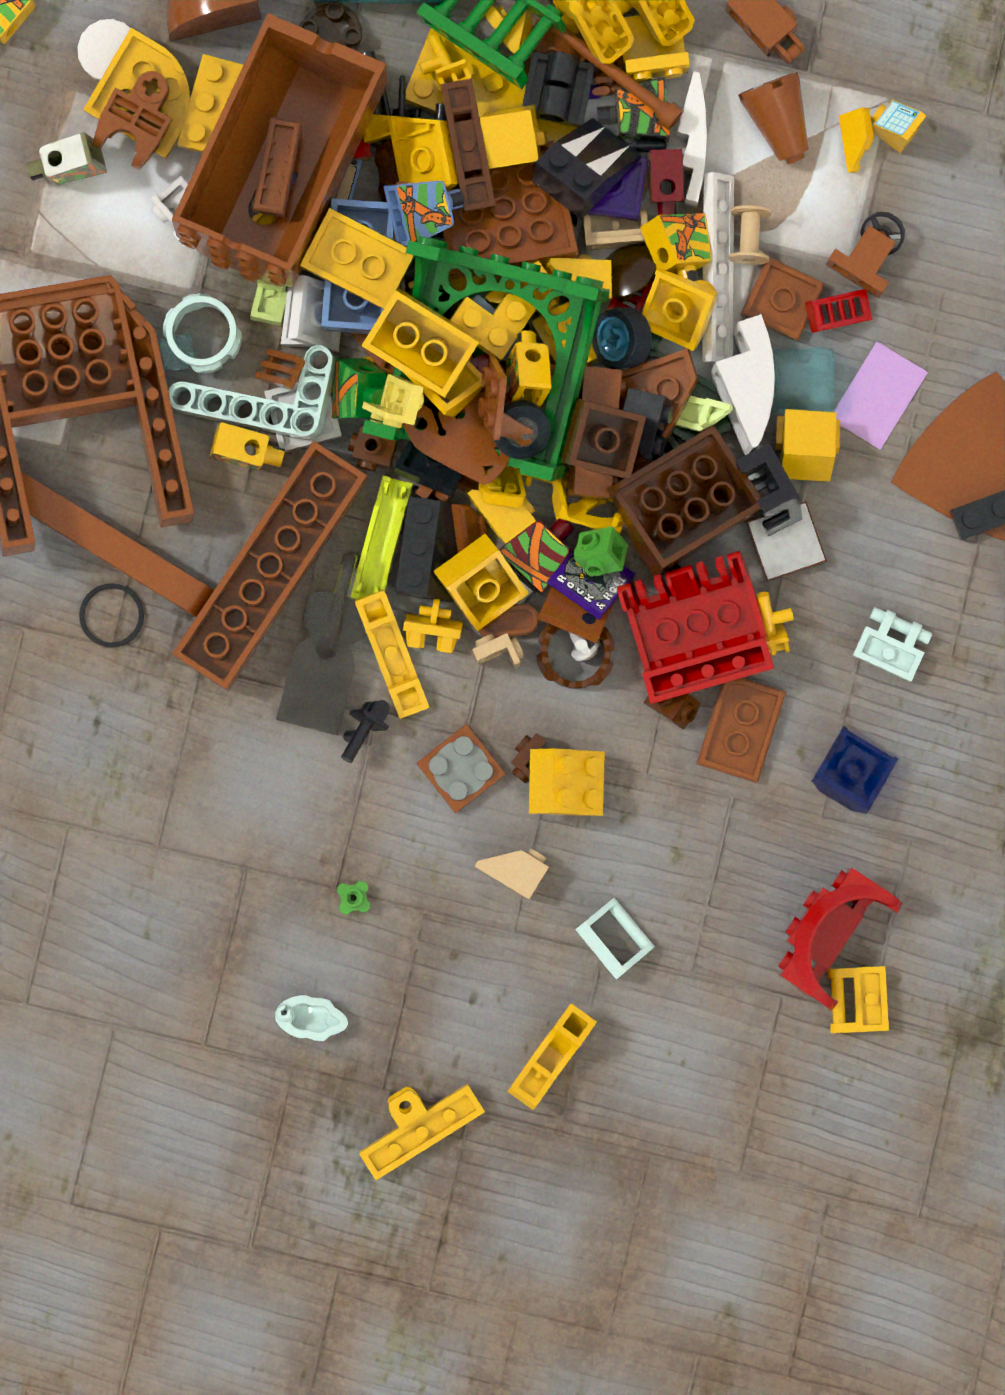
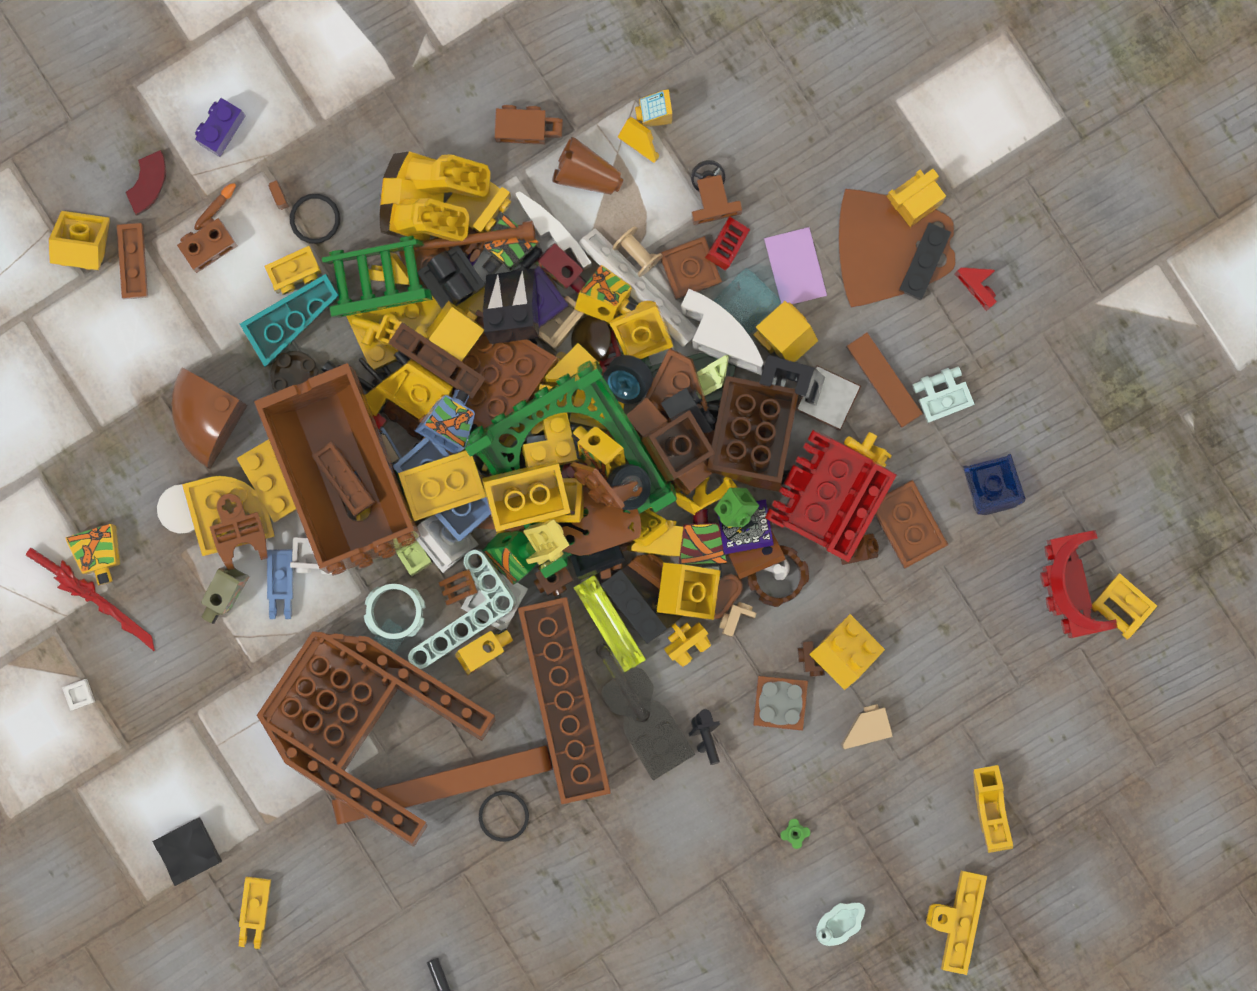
camera: 45 degrees left, 0 degrees up
(128, 203) = (279, 581): none -> medium blue hinge
(391, 654) = (679, 680): yellow slope -> none
(602, 951) = (956, 723): light aqua tile -> none
(853, 577) = (884, 380): none -> dark orange tile

